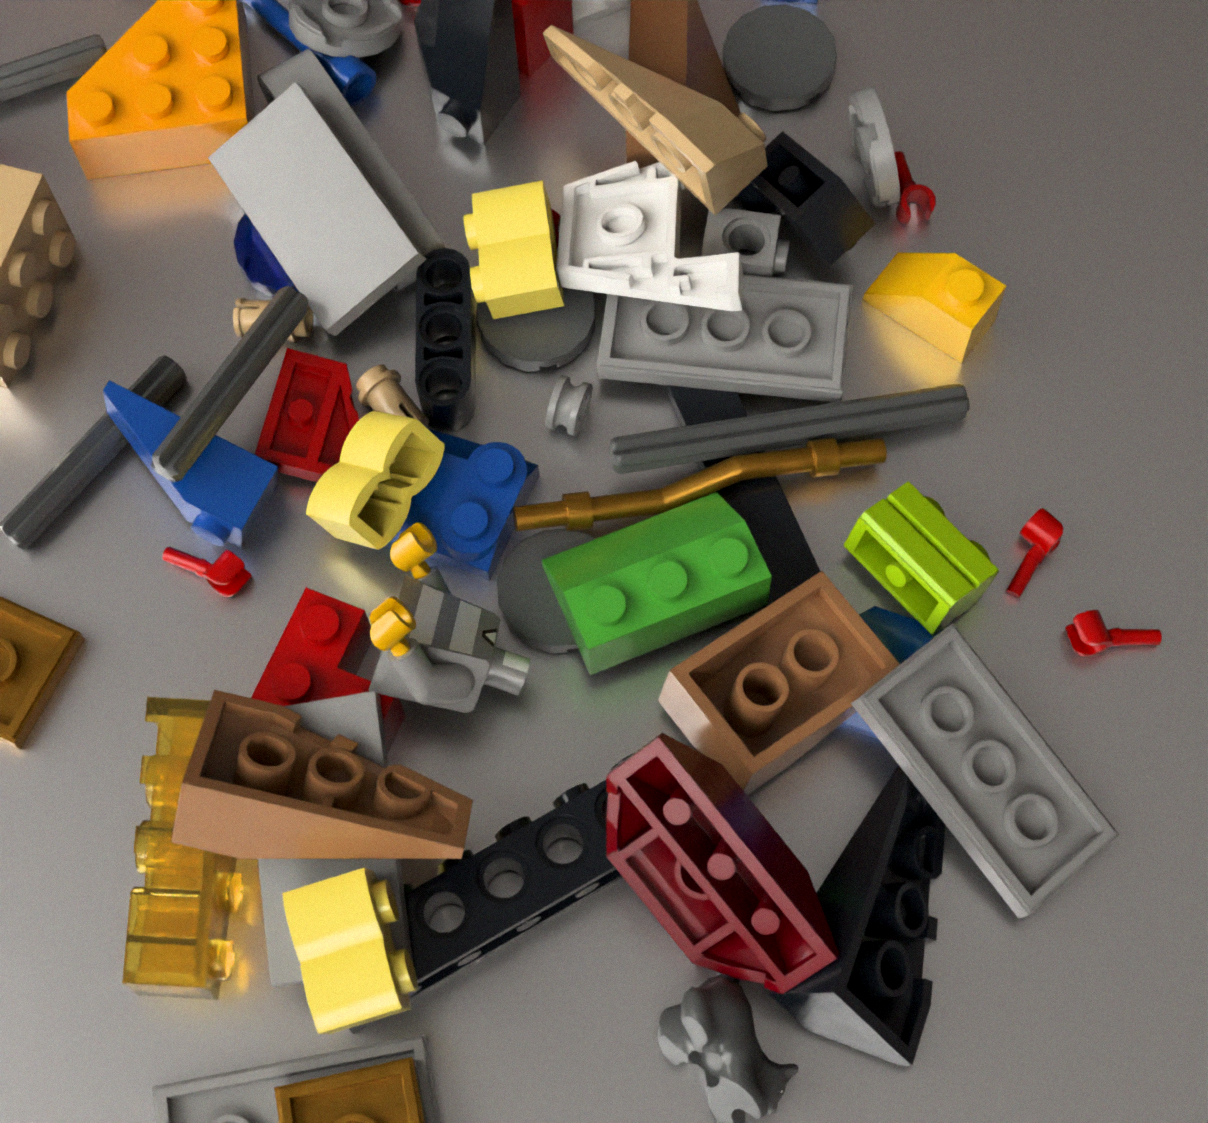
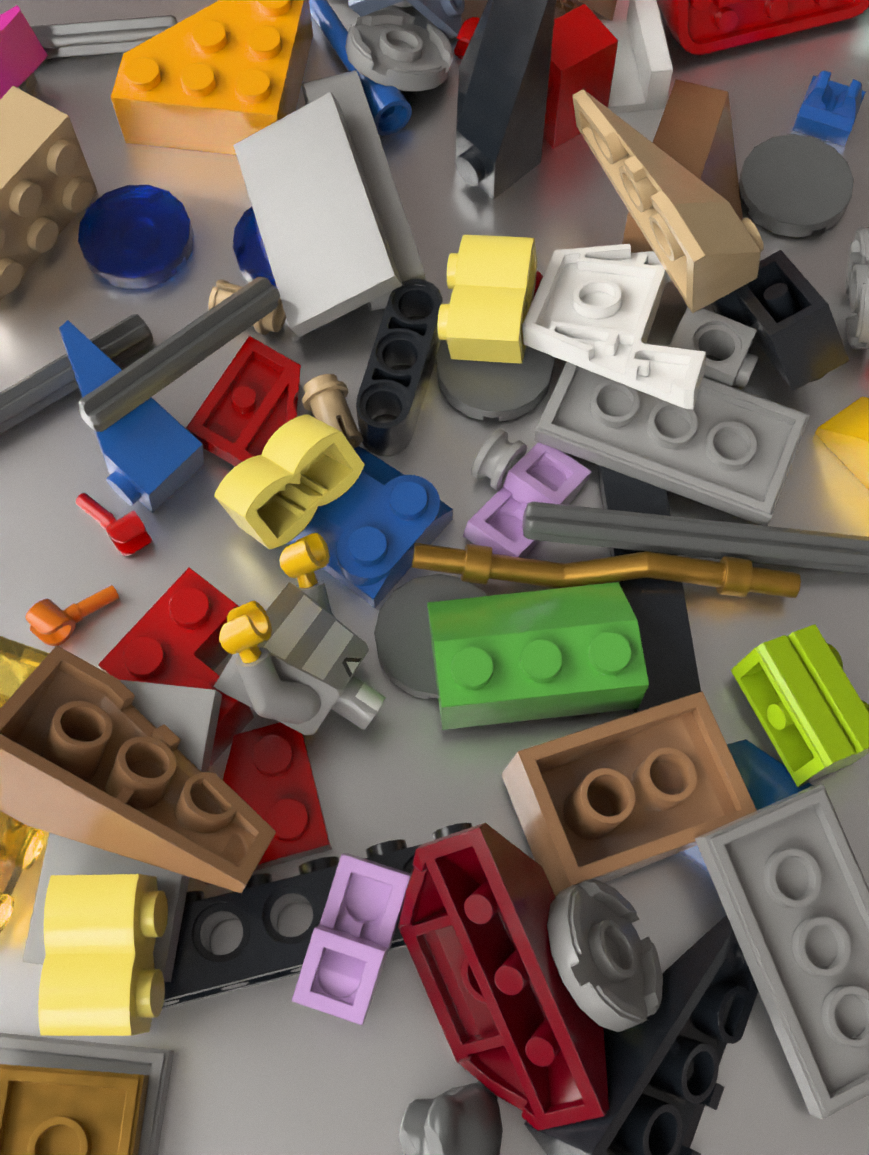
camera: 15 degrees right, 0 degrees up
(133, 275) = (135, 236): none -> clear blue tile
(184, 680) = (56, 625): none -> orange hand
(448, 754) = (276, 779): none -> red wing
(568, 877) = (352, 939): none -> lavender slope
(612, 411) = (538, 476): none -> lavender slope
(797, 827) = (602, 957): none -> light grey tile

